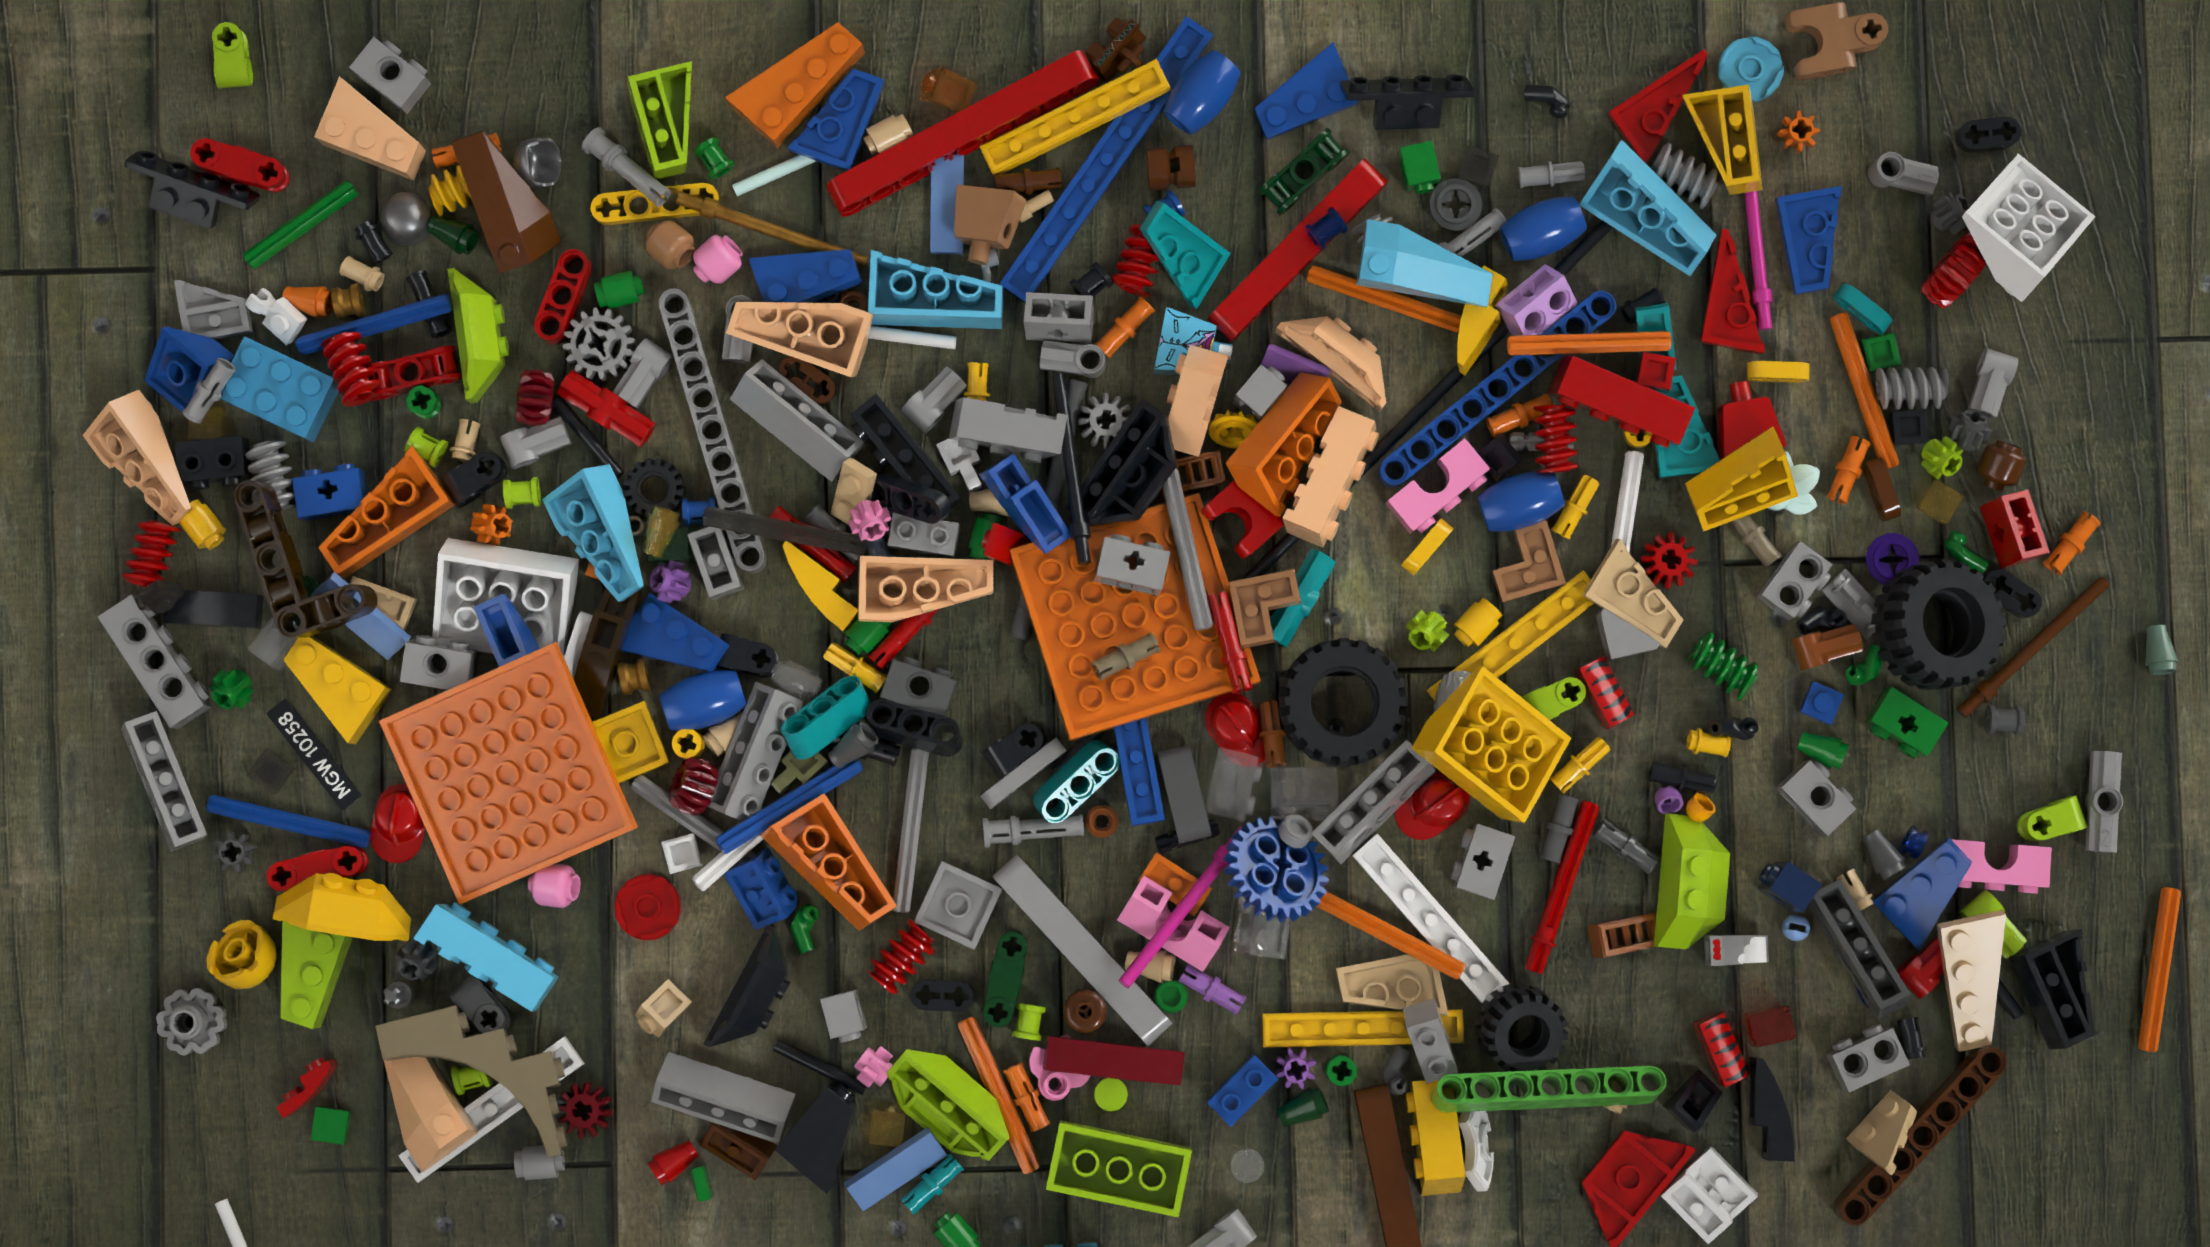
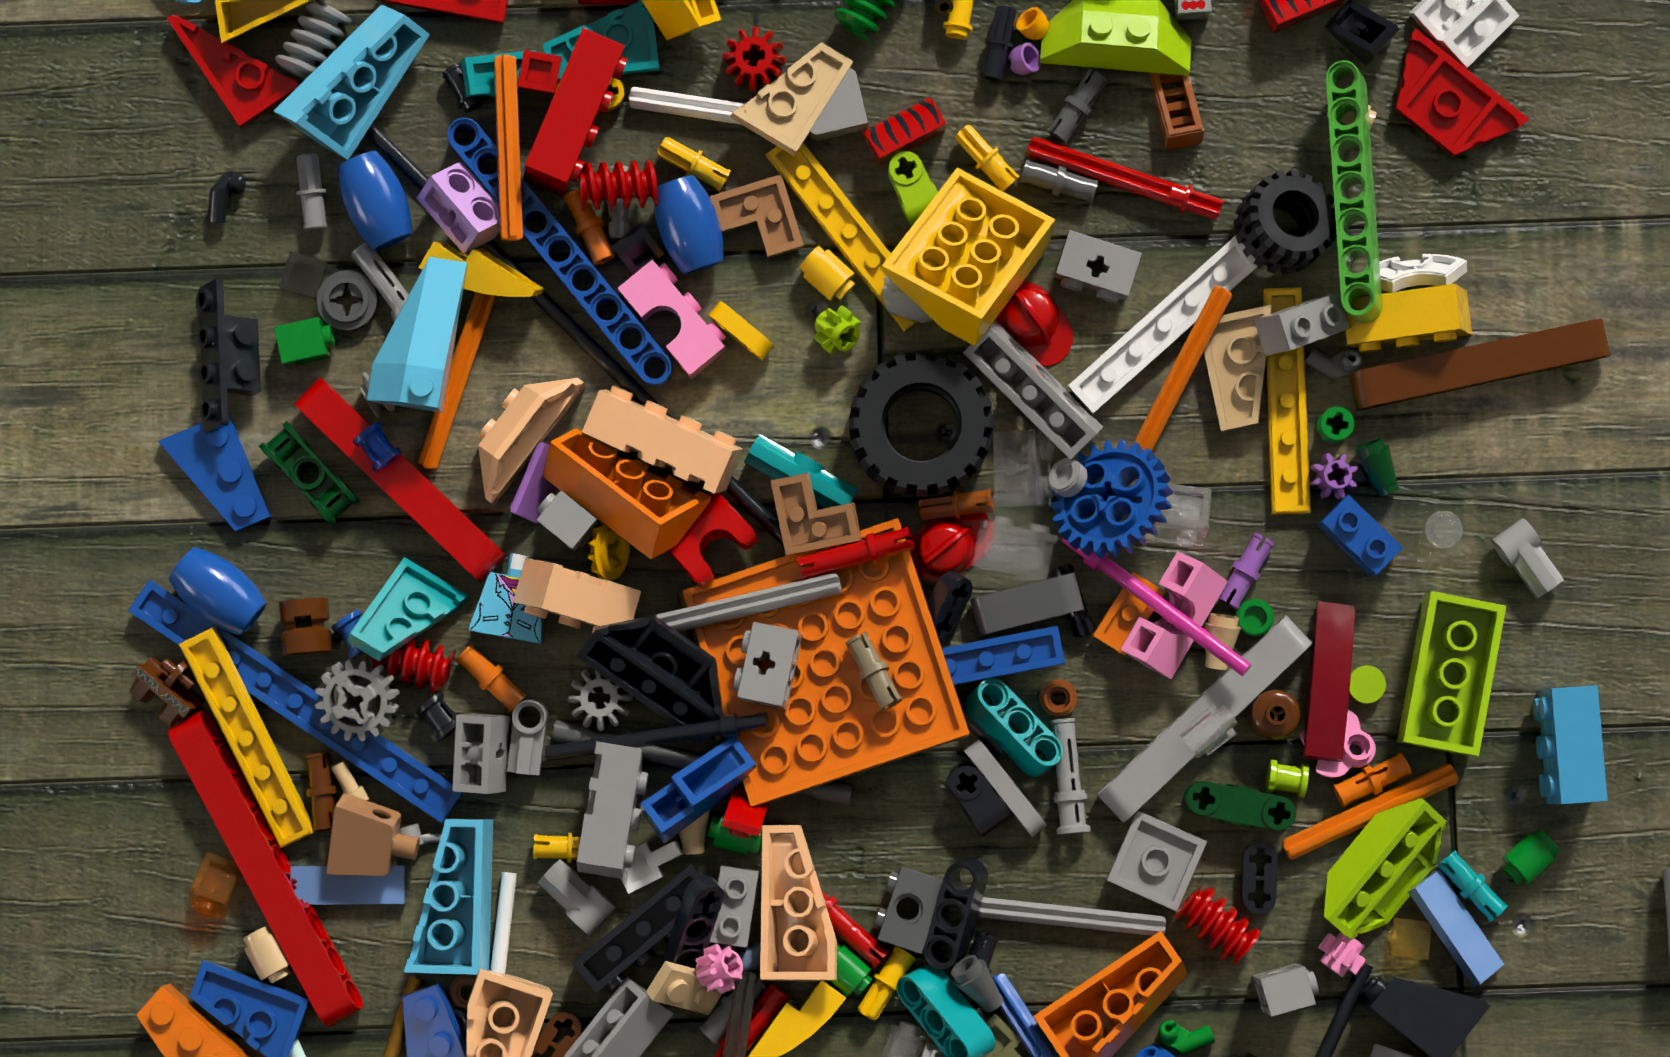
camera: 85 degrees left, 0 degrees up
(1071, 951) = (1209, 730): none -> clear brick
(1119, 203) = (350, 686): none -> light grey gear
(1184, 724) = (949, 602): none -> black beam
(1219, 476) = (651, 570): dark orange slope -> none

